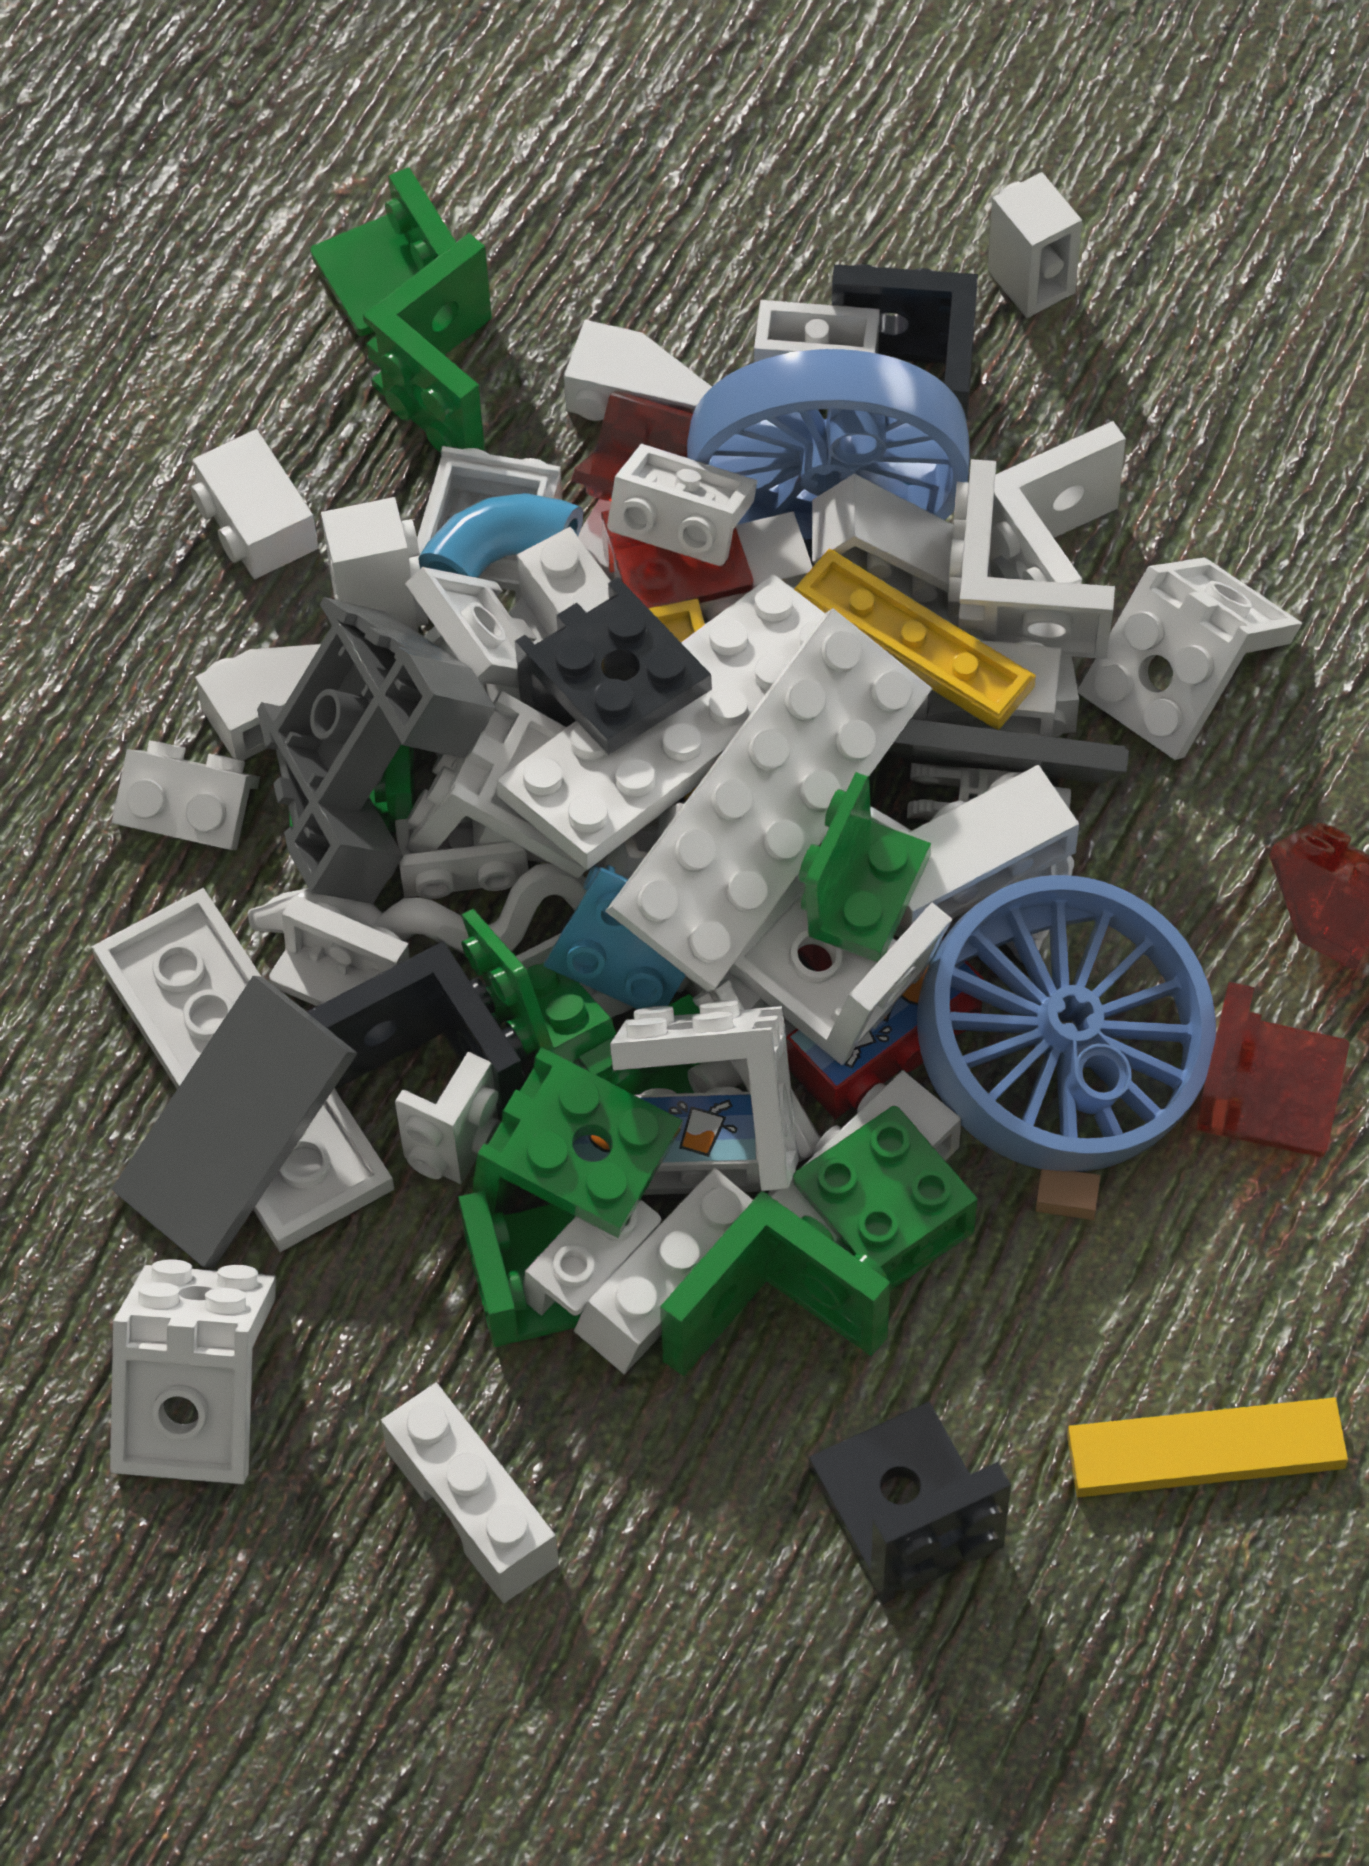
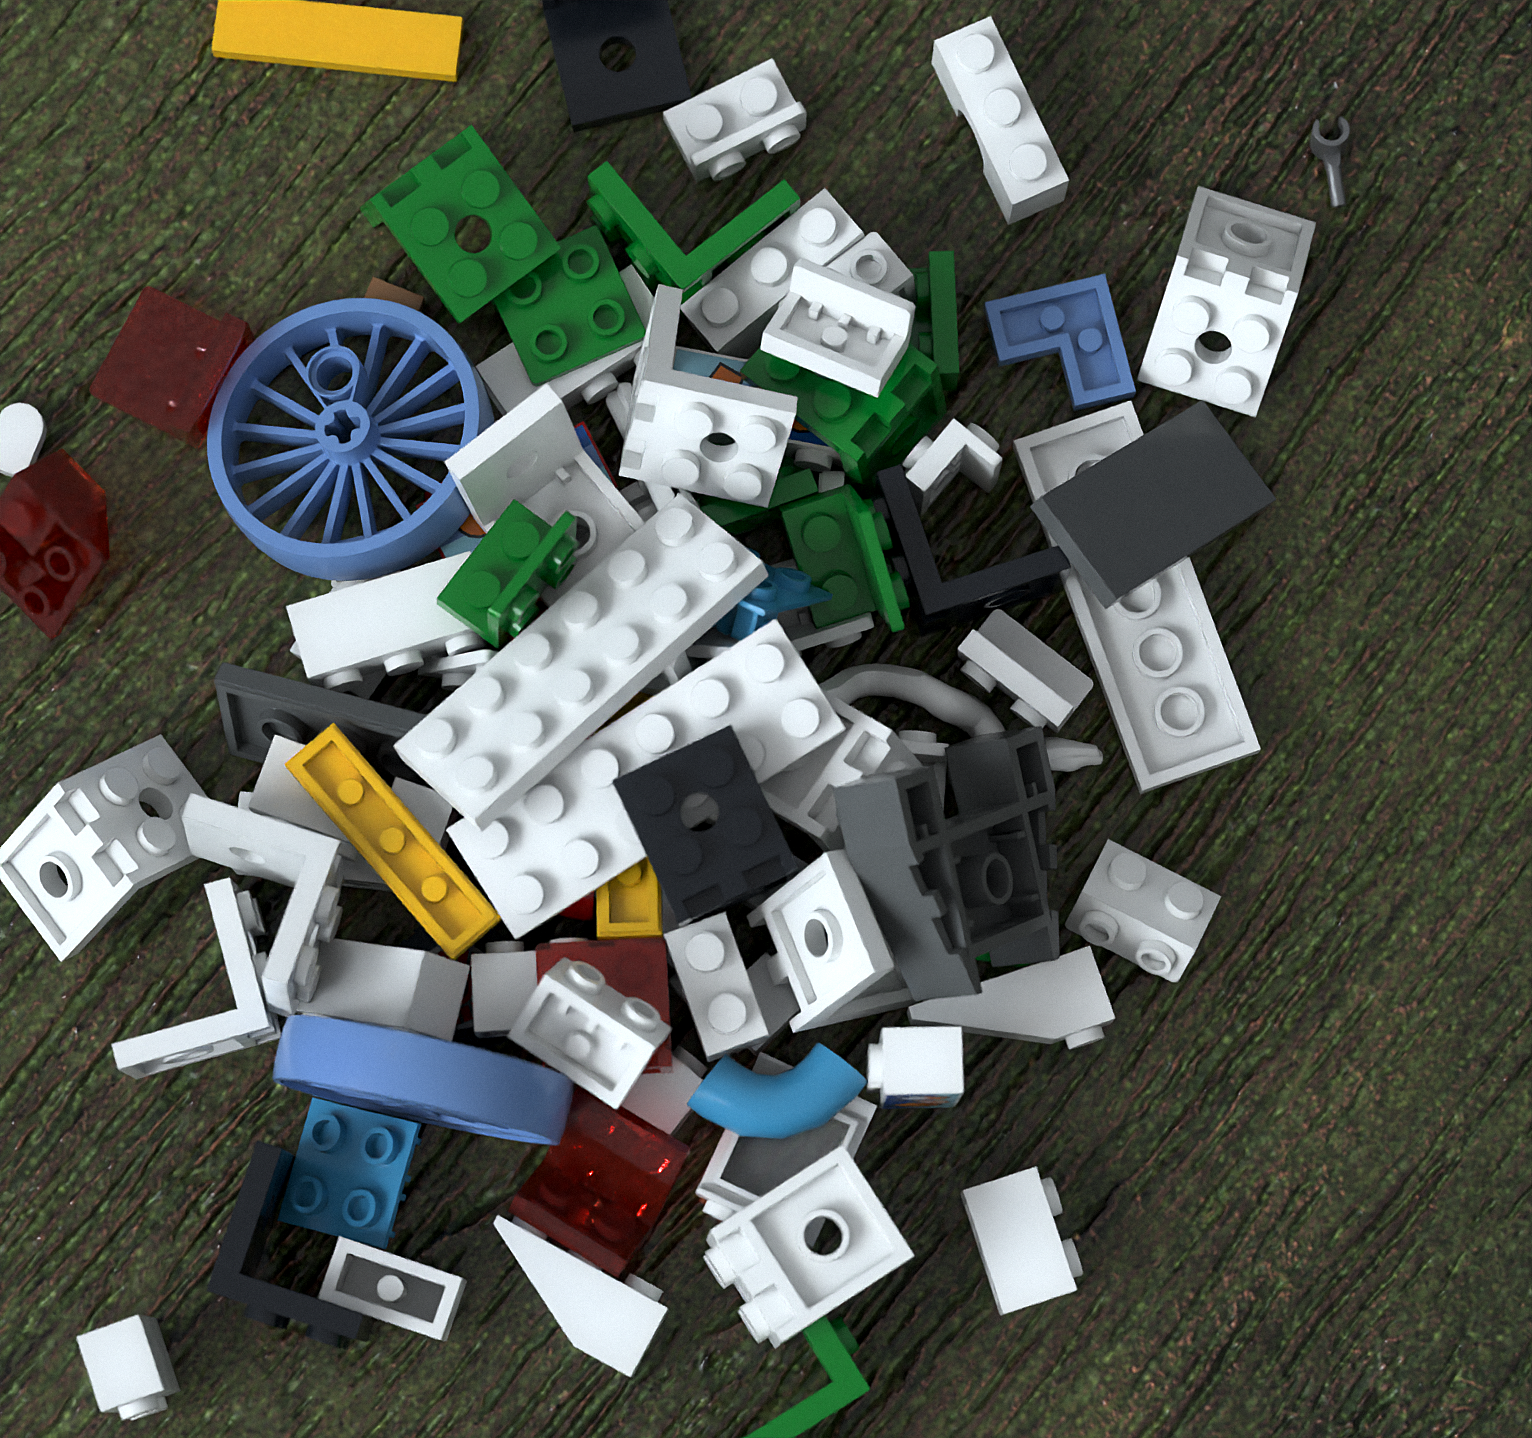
camera: 170 degrees left, 20 degrees up
(100, 1541) = (1330, 152): none -> flat silver hand
(354, 1313) = (1067, 320): none -> medium blue plate
(479, 397) = (774, 1269): none -> white bracket
(584, 1139) = (840, 327): none -> white bracket
(753, 1443) = (736, 122): none -> white bracket
(1048, 1249) = (432, 199): none -> green bracket

